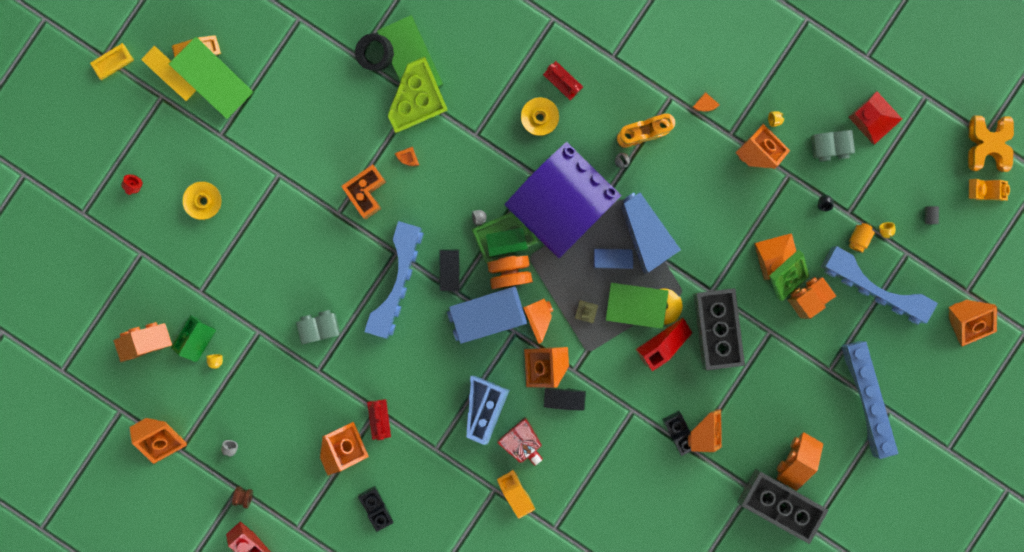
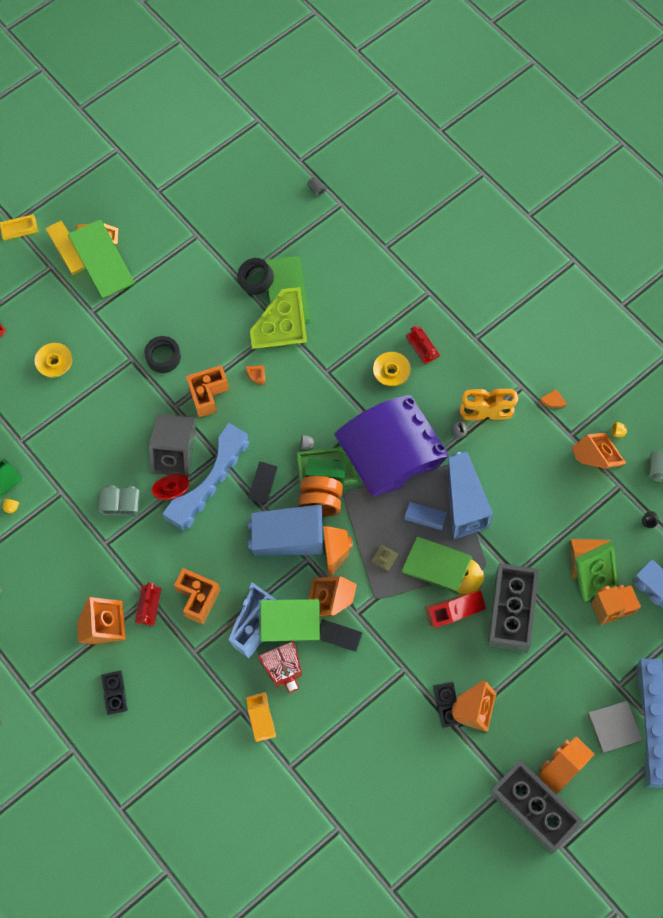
camera: 20 degrees right, 20 degrees down
(294, 166) = (159, 342): none -> black tyre
(349, 256) = (172, 444): none -> dark grey slope
(358, 296) = (170, 487): none -> red dish
(427, 398) = (201, 594): none -> orange brick
(516, 403) = (289, 620): none -> bright green tile
(834, 410) = (614, 726): none -> light grey tile

